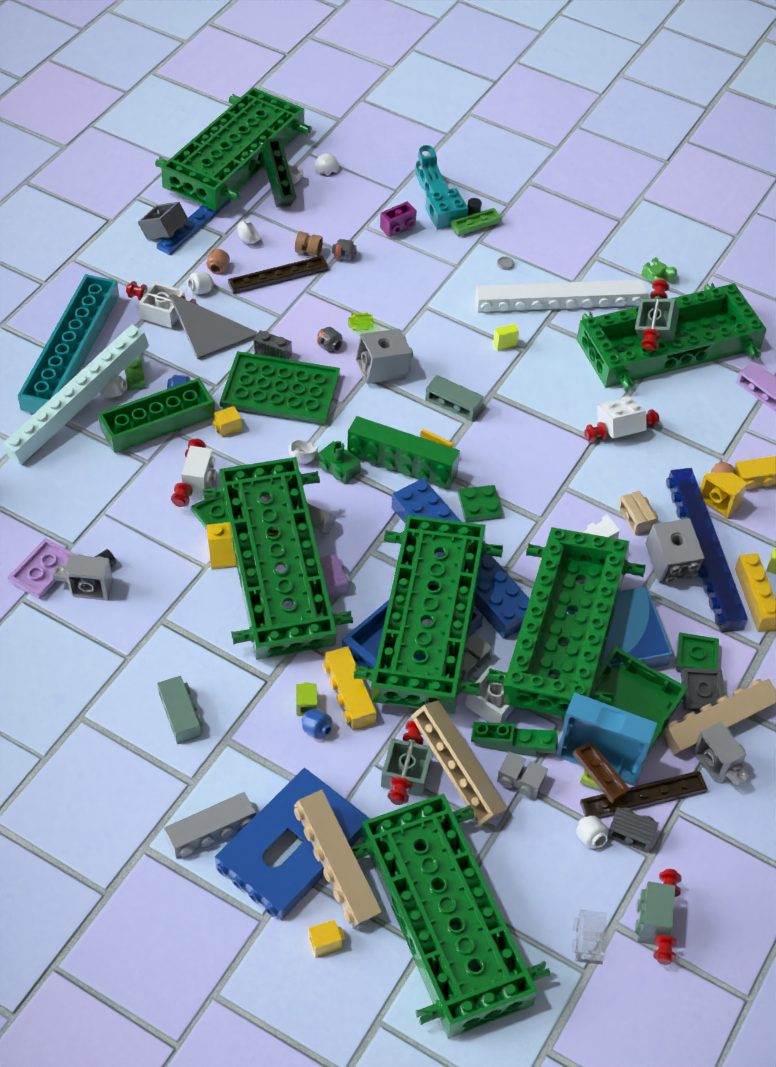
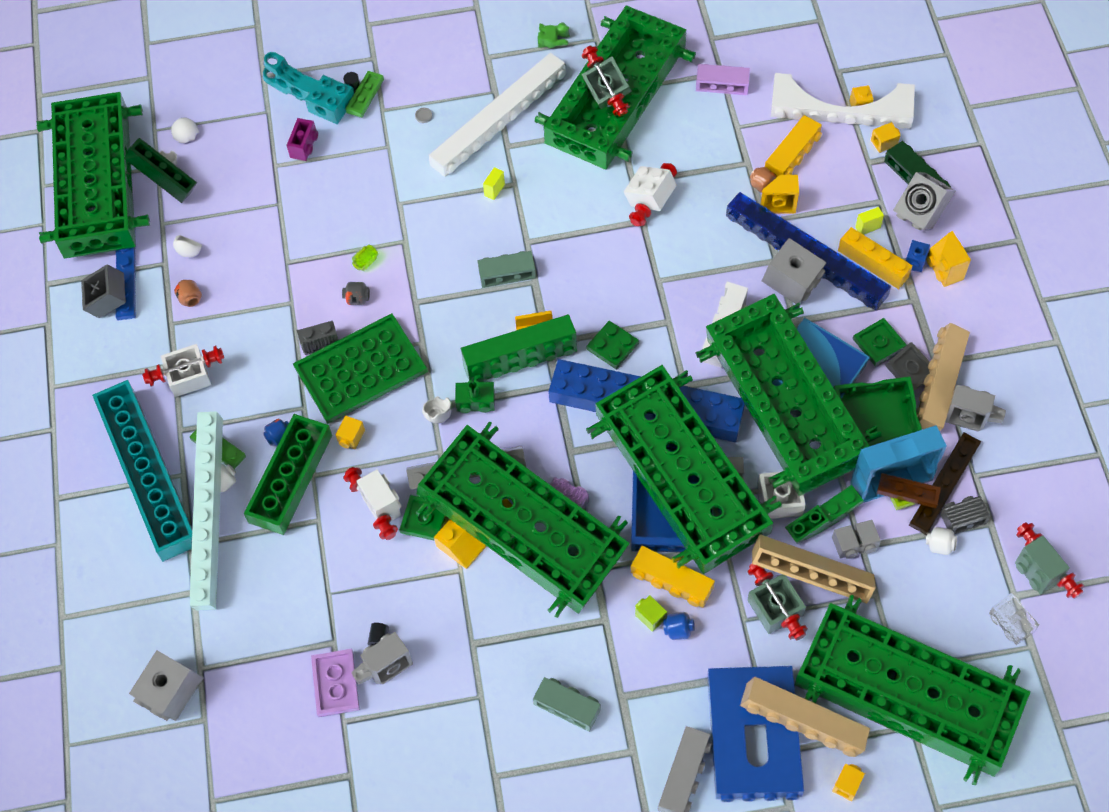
camera: 35 degrees left, 10 degrees up
(200, 283) = (194, 325): white head -> none
(207, 329) = (249, 363): light grey tile -> none
(278, 274) = (249, 266): dark brown tile -> none
(306, 243) = (251, 218): medium nougat wheel -> none
(344, 250) = (284, 201): dark grey head -> none
(383, 356) = (420, 276): light grey brick -> none
(637, 512) = (733, 259): tan brick -> none

